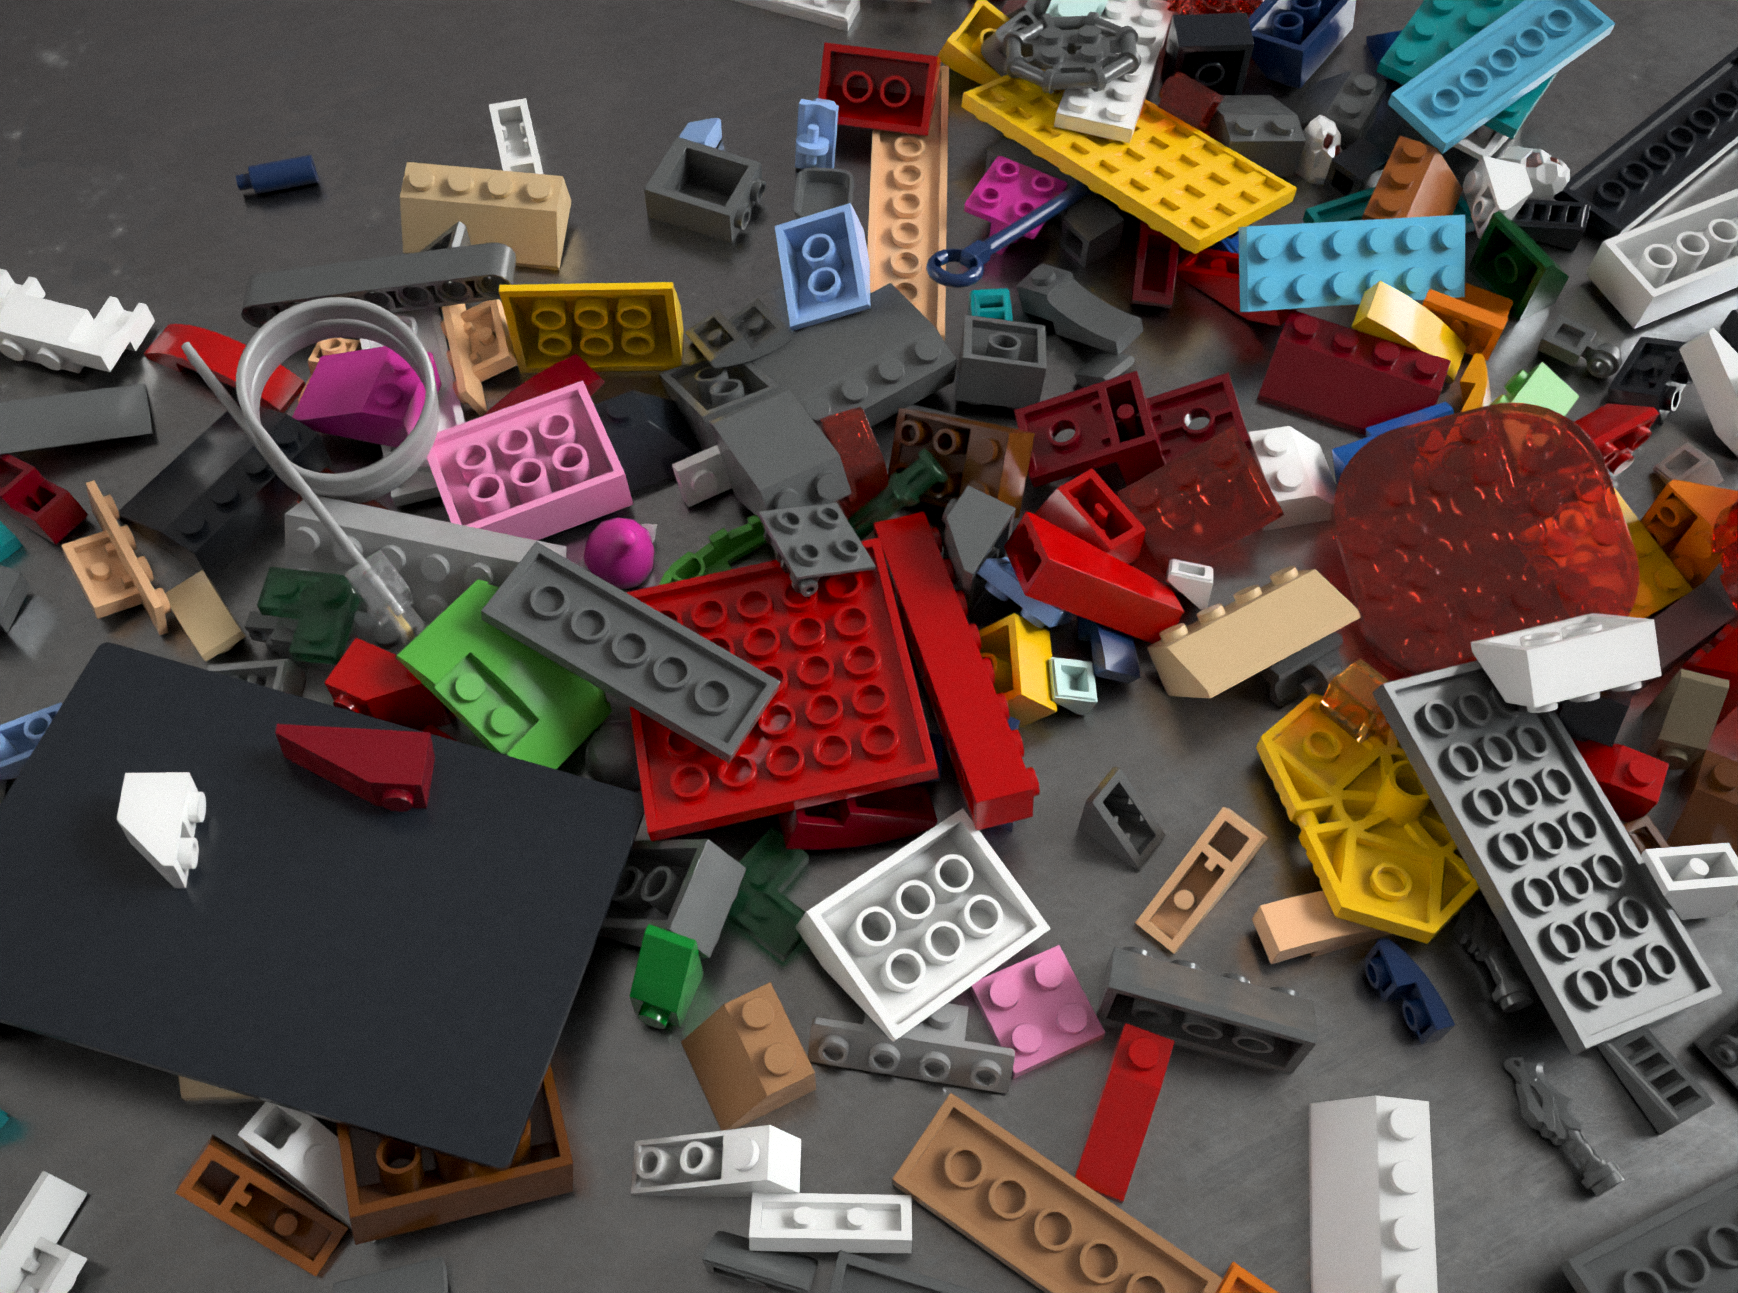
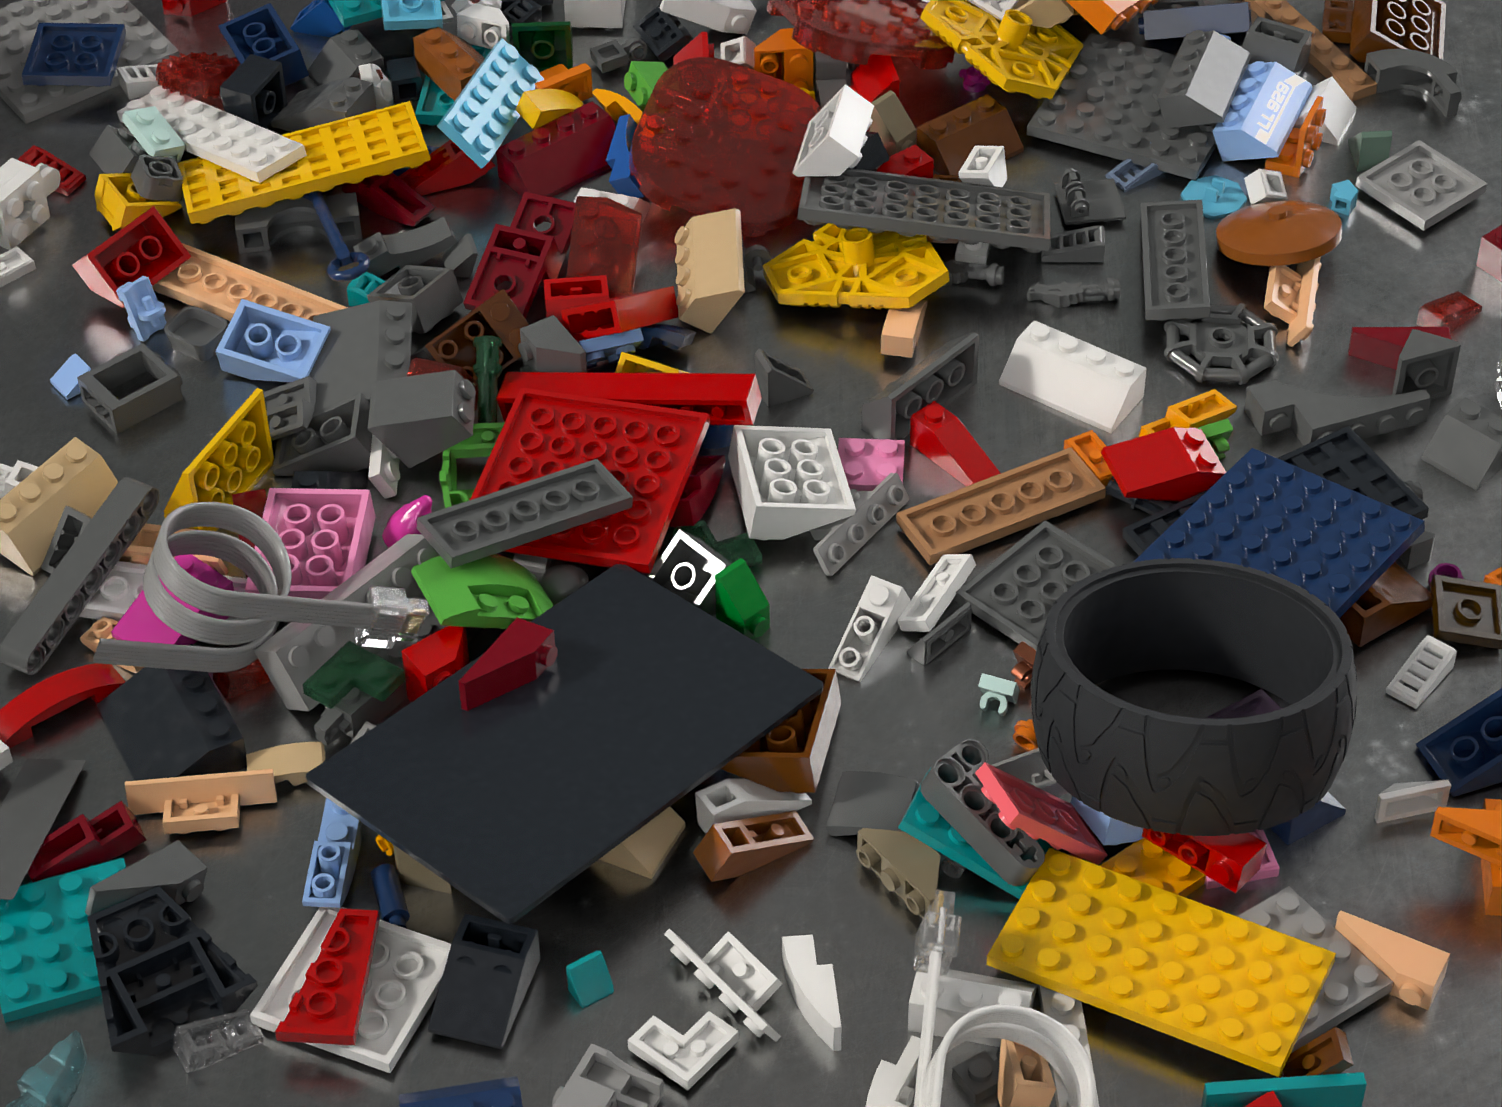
camera: 60 degrees left, 15 degrees down
(161, 819) = (488, 761): white slope -> none
(749, 1059) = (815, 591): medium nougat slope -> none
(814, 544) = (511, 410): dark grey hinge -> none
(1011, 192) = (293, 236): dark pink bracket -> none
(1071, 52) = (208, 145): dark grey plate -> none
(1073, 684) = (680, 359): light aqua slope -> none
(1189, 100) = (290, 115): clear red slope -> none
(1191, 580) = (650, 279): white slope -> none
(1201, 879) = (841, 357): light nougat slope -> none
(1352, 704) = (788, 241): clear orange brick -> none
(1401, 977) = (958, 308): dark blue slope -> none

